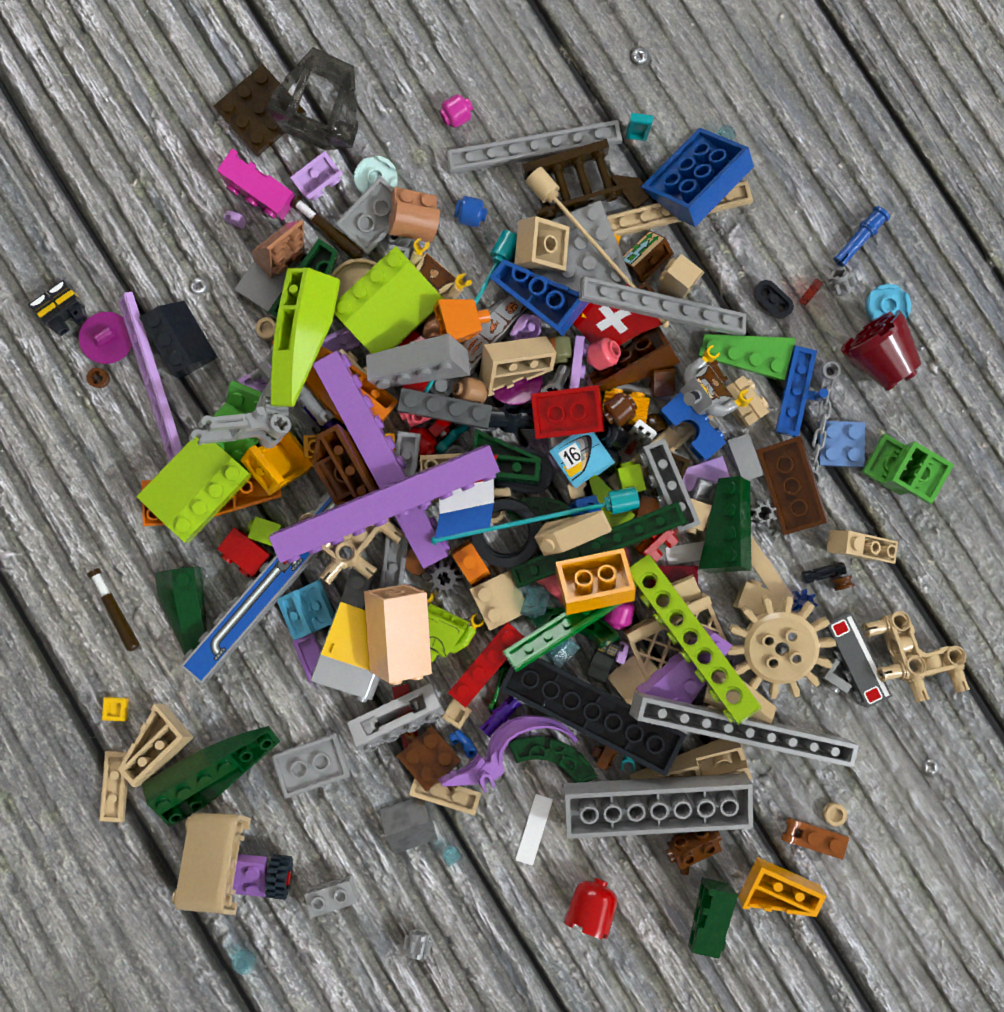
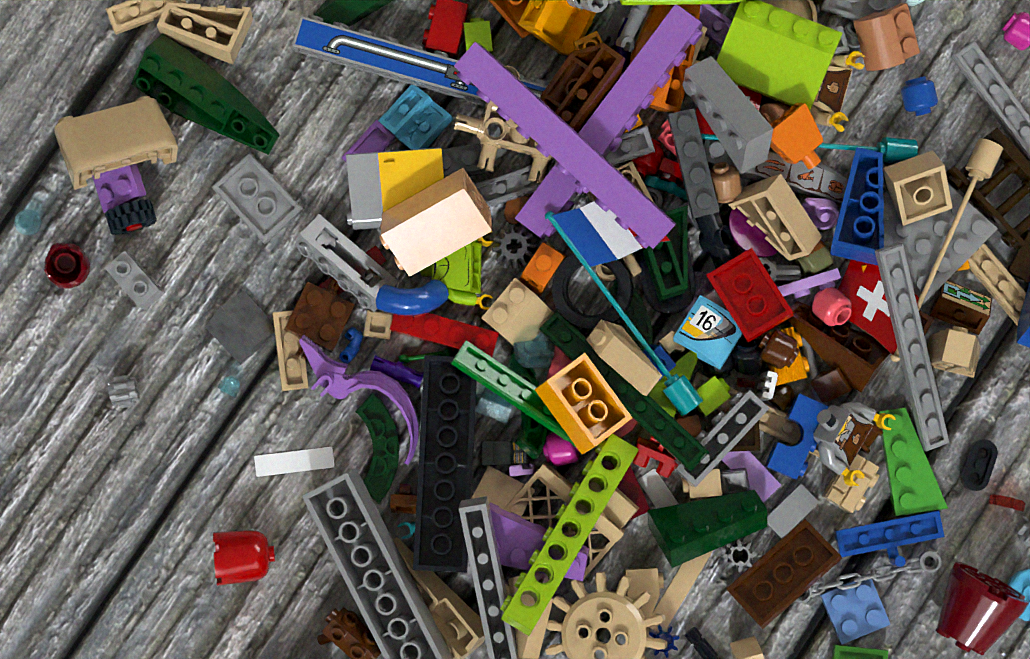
camera: 70 degrees right, 0 degrees up
(294, 946) = (66, 265): none -> dark red hair
(452, 679) = (412, 301): none -> blue cylinder

